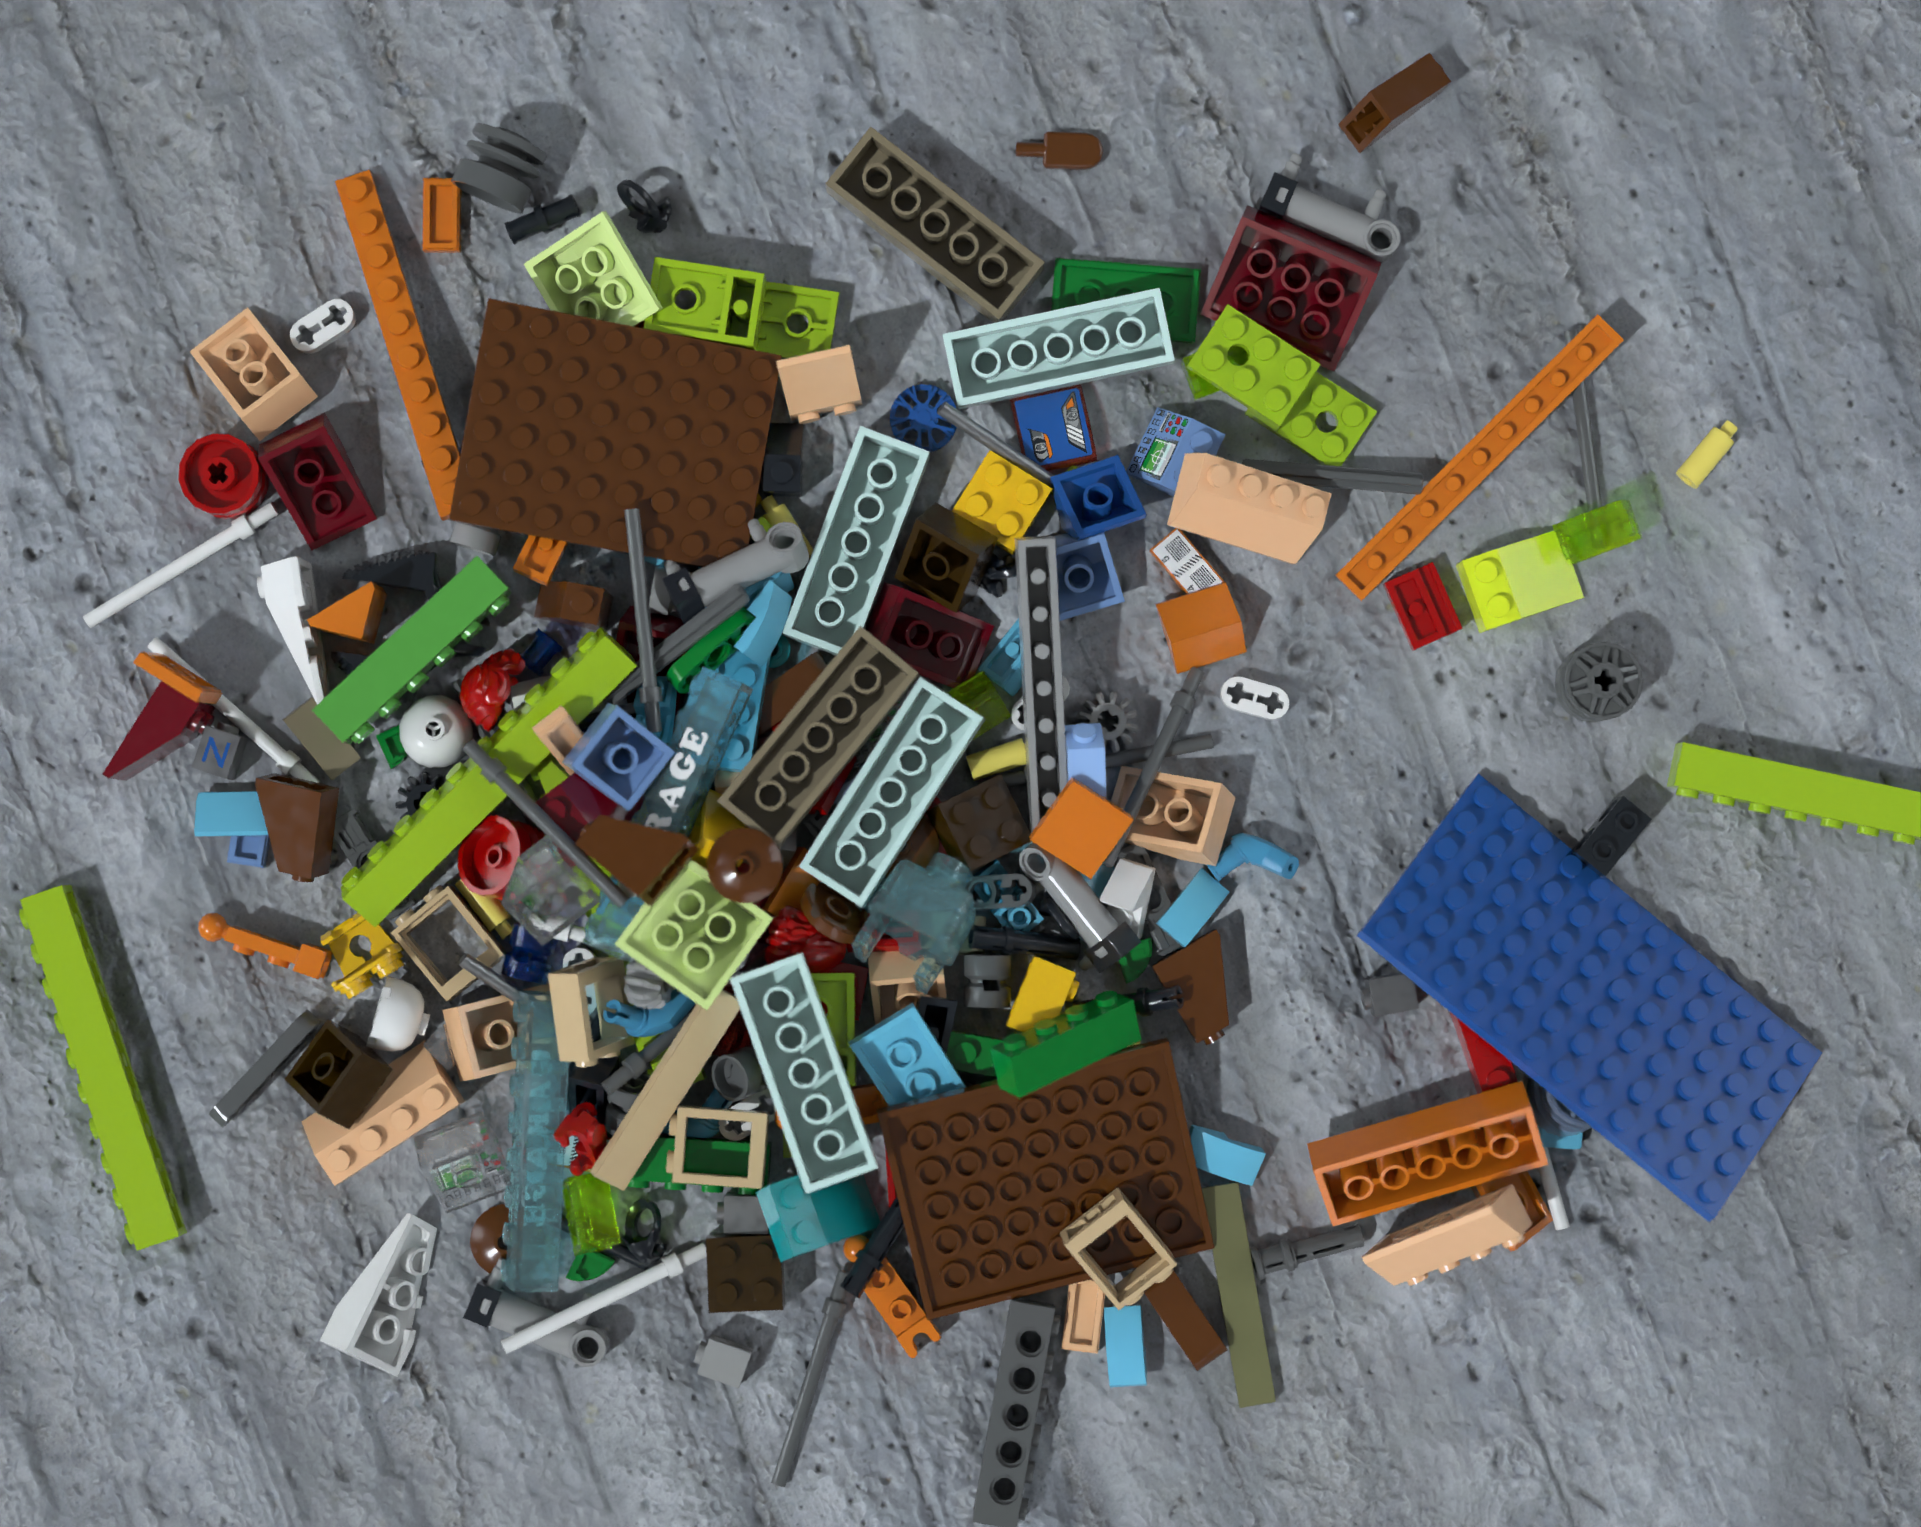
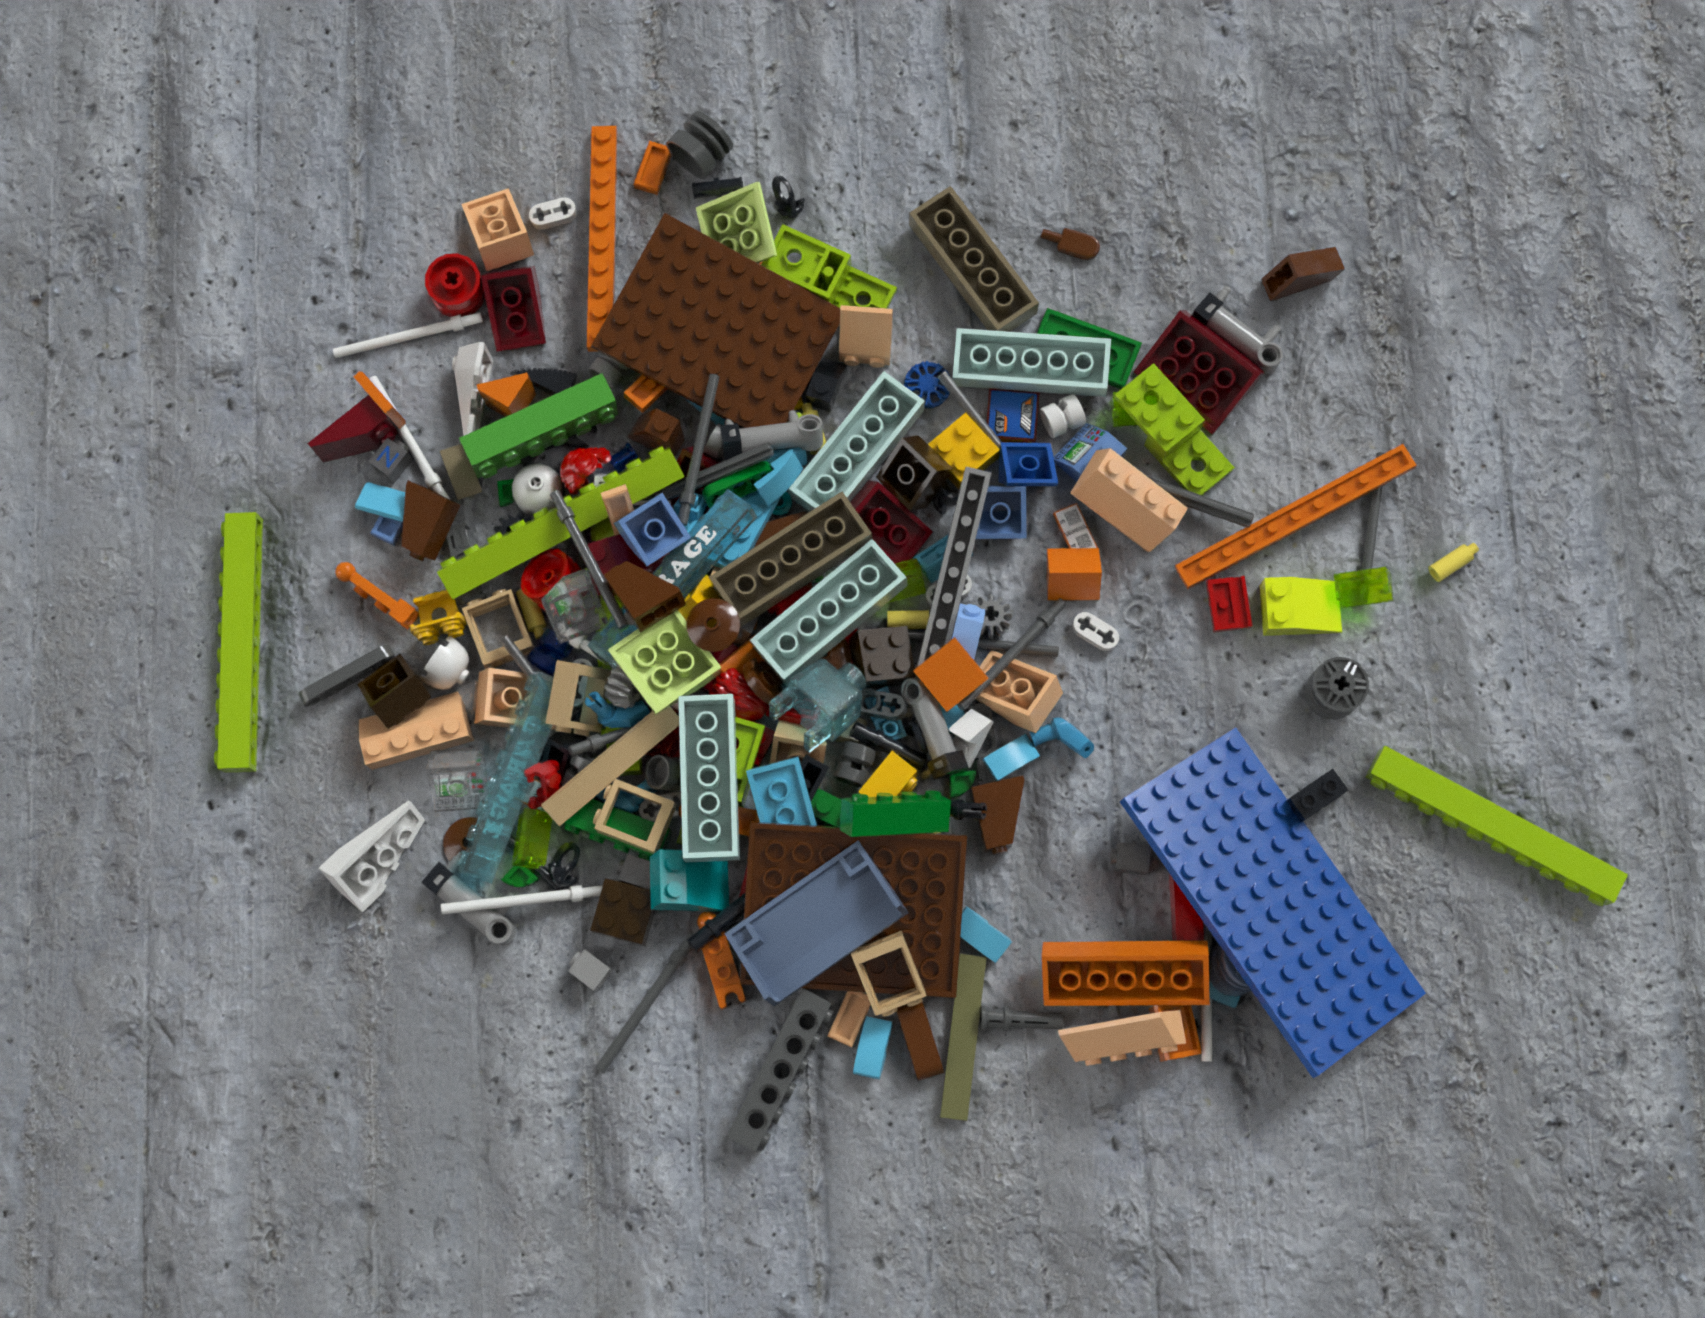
camera: 20 degrees right, 10 degrees down
(1004, 1216) = (815, 923): none -> sand blue slope
(1123, 410) = (1062, 416): none -> white wheel

